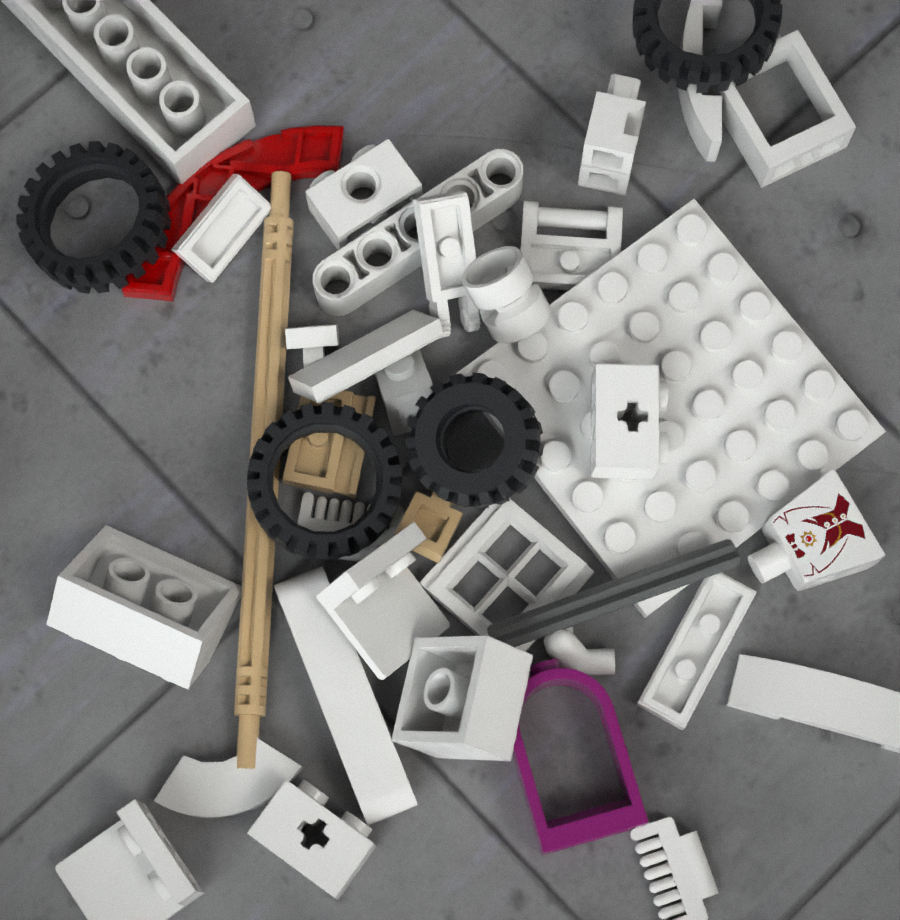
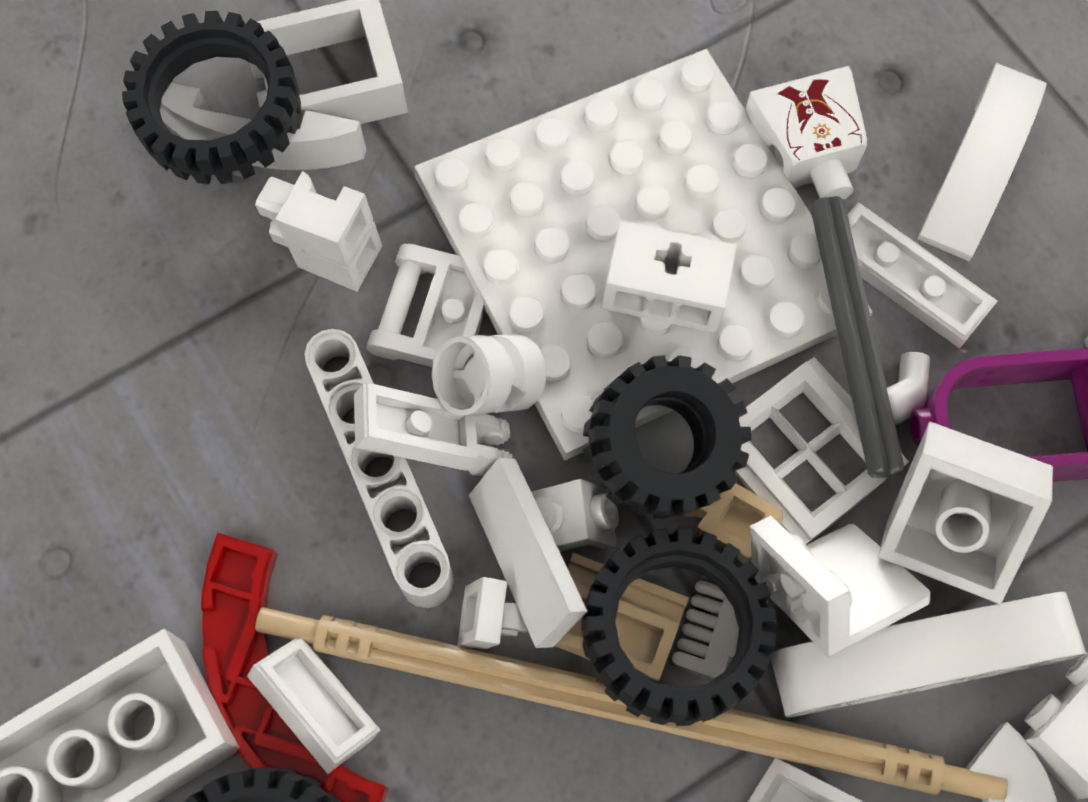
camera: 80 degrees left, 5 degrees down
(374, 168) = (307, 487): white brick -> none

